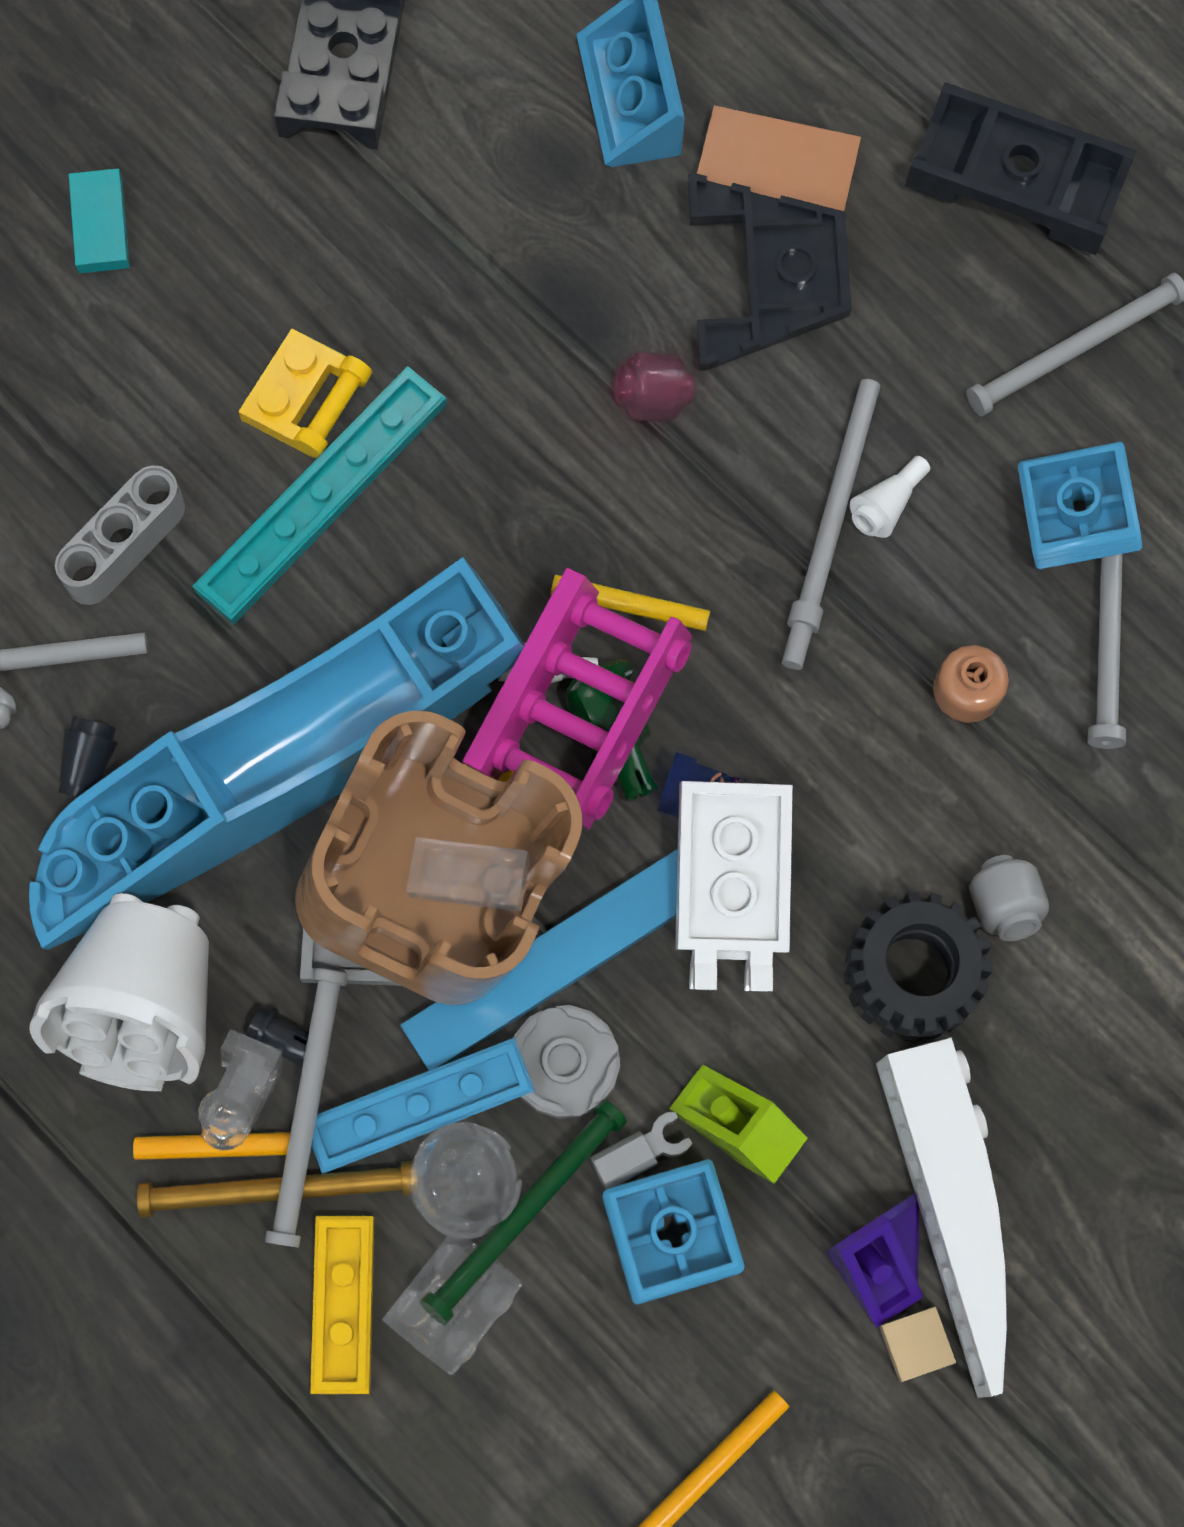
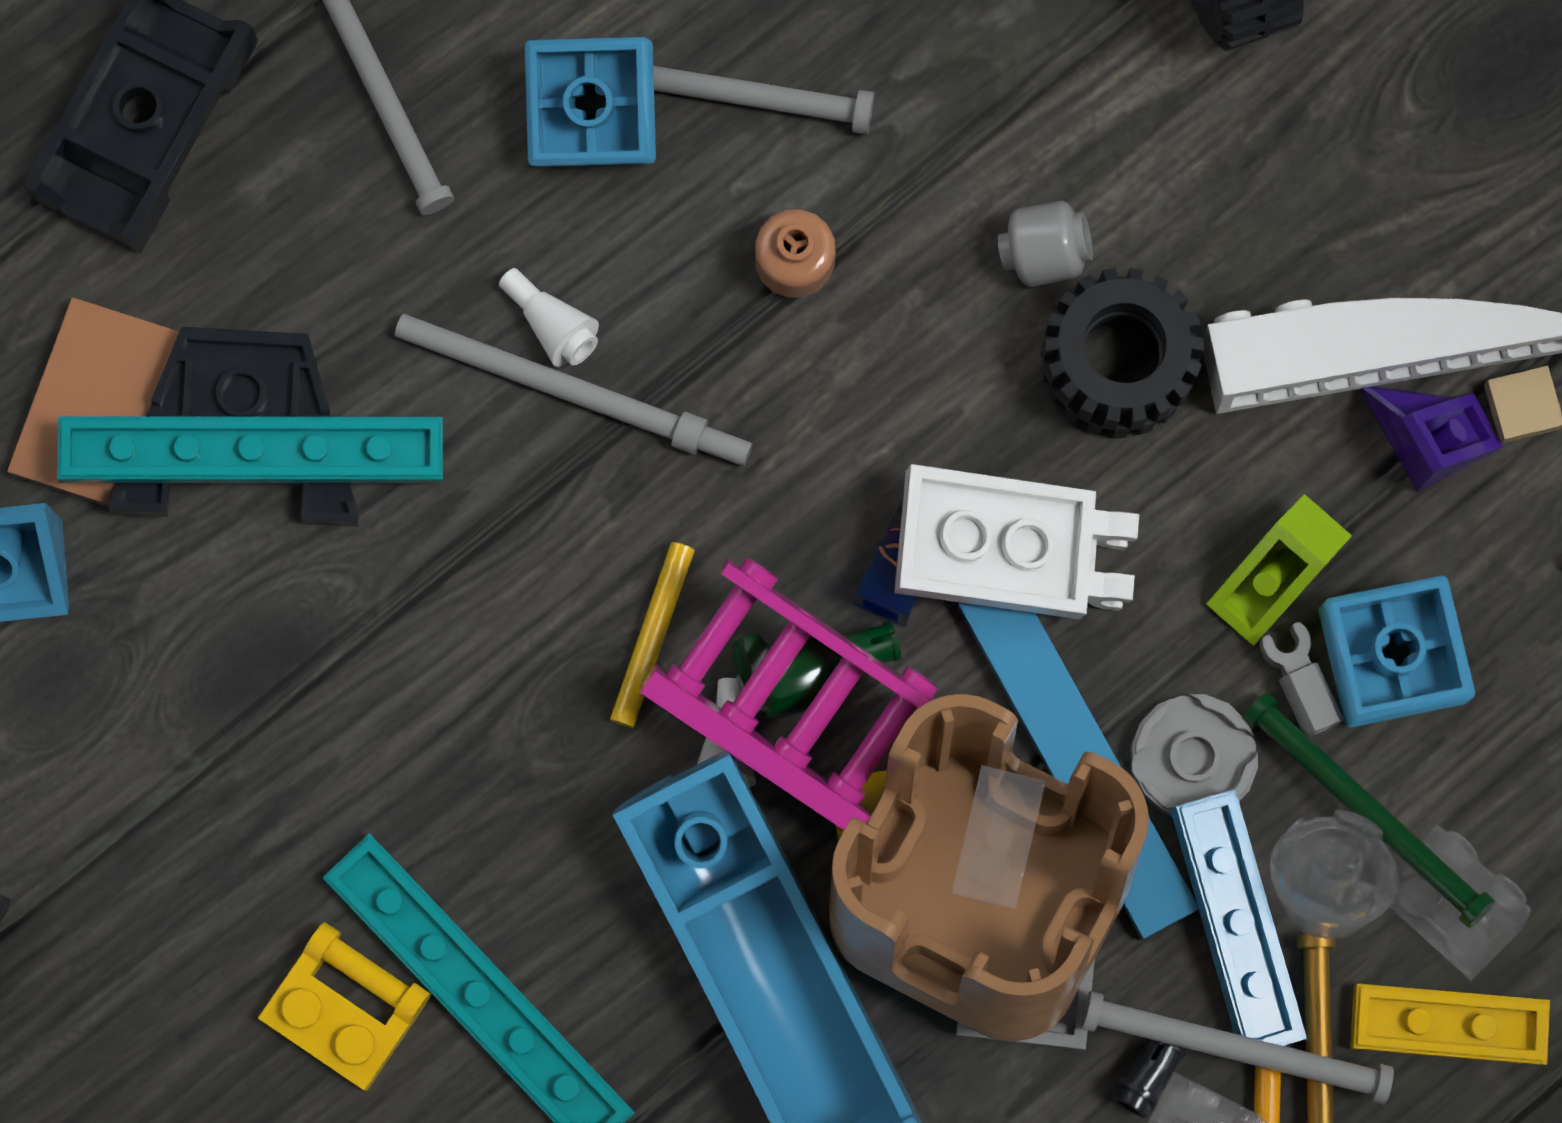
camera: 85 degrees left, 5 degrees up
(653, 386) = (384, 580): clear pink head -> none
(749, 274) = (249, 449): none -> teal tile

